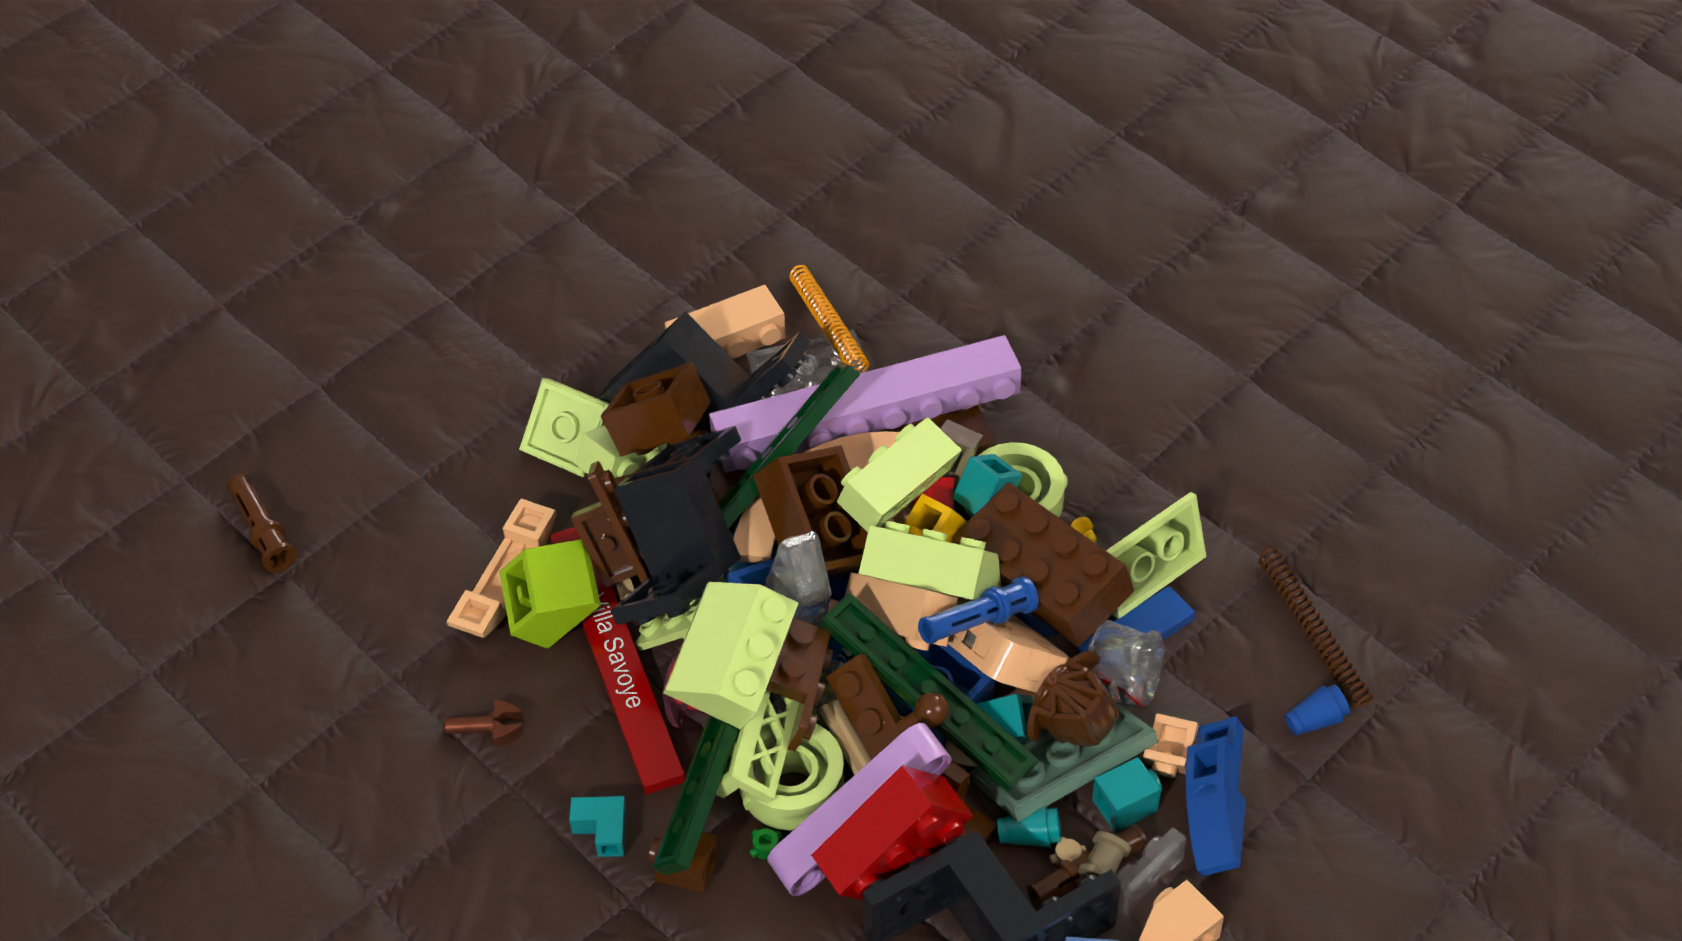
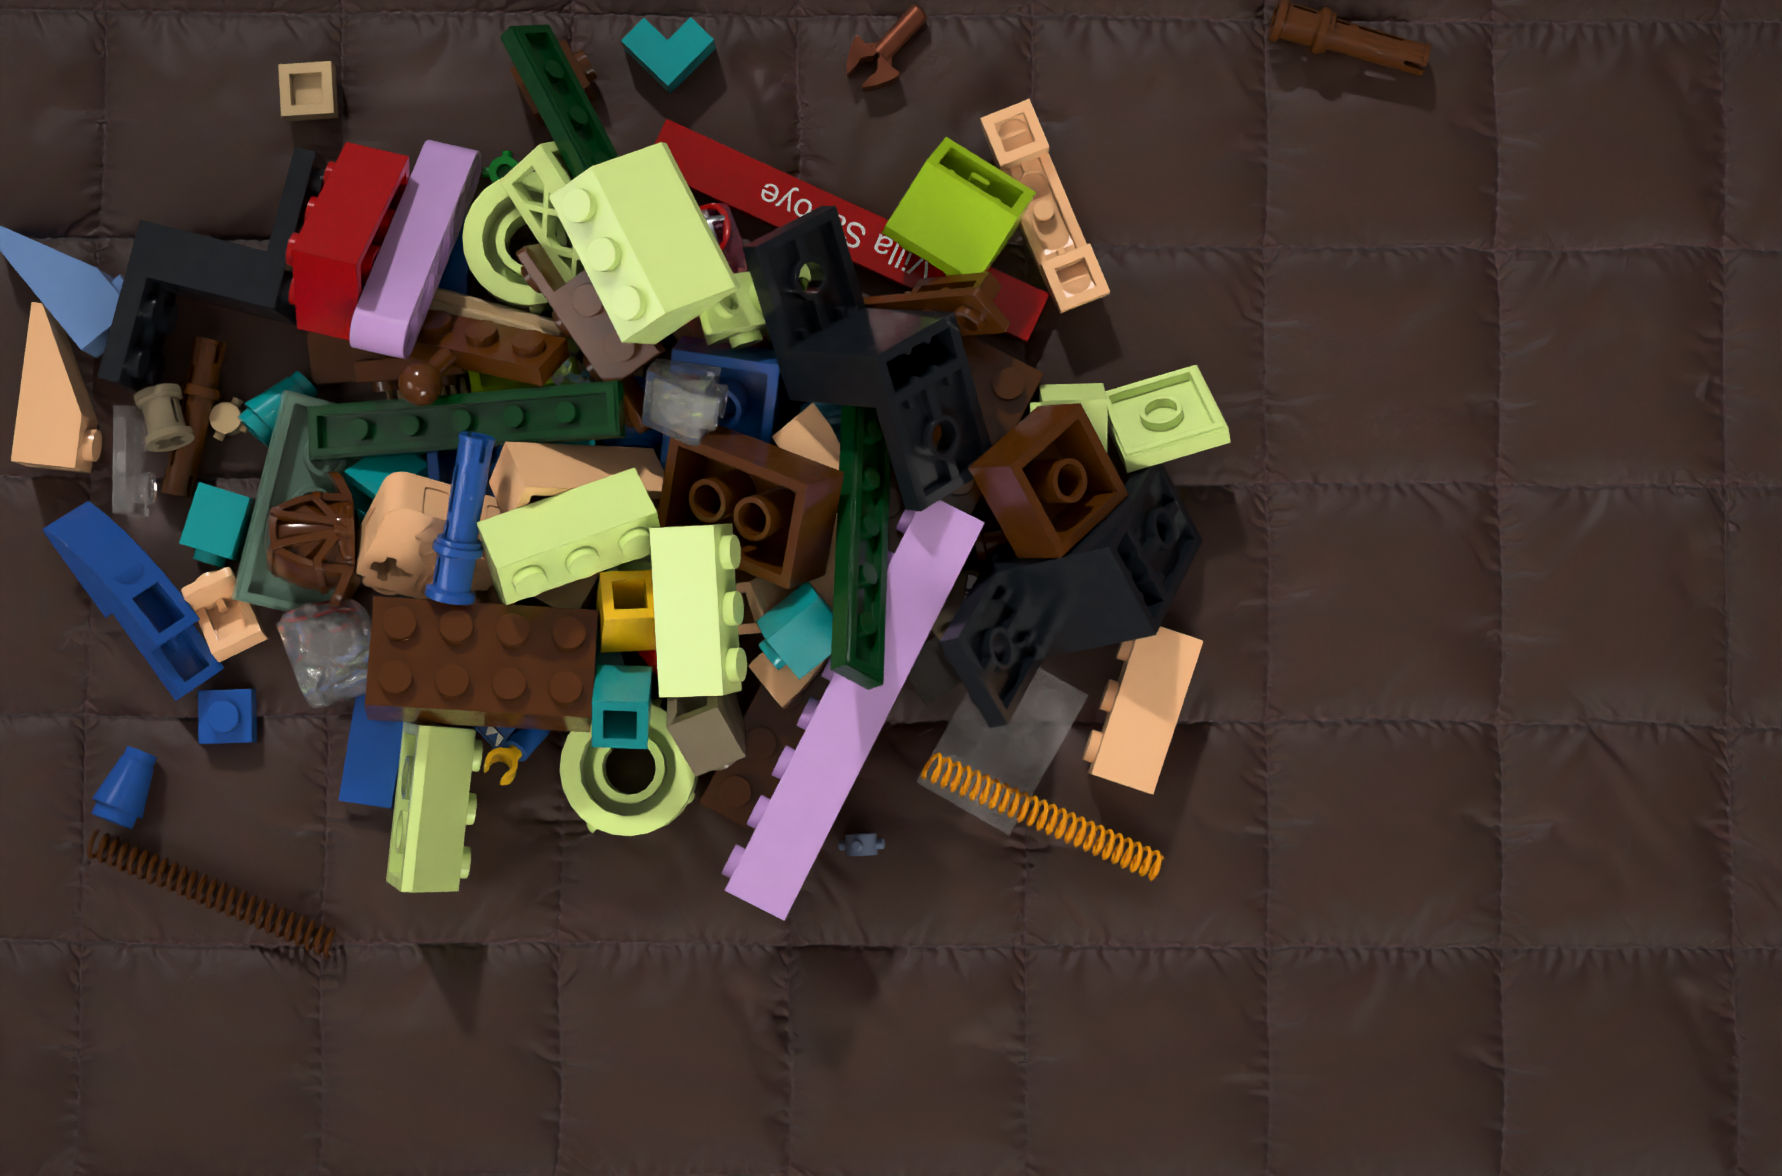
camera: 130 degrees right, 35 degrees up
(857, 433) = (798, 631): none -> teal brick
(1220, 702) = (227, 716): none -> blue plate

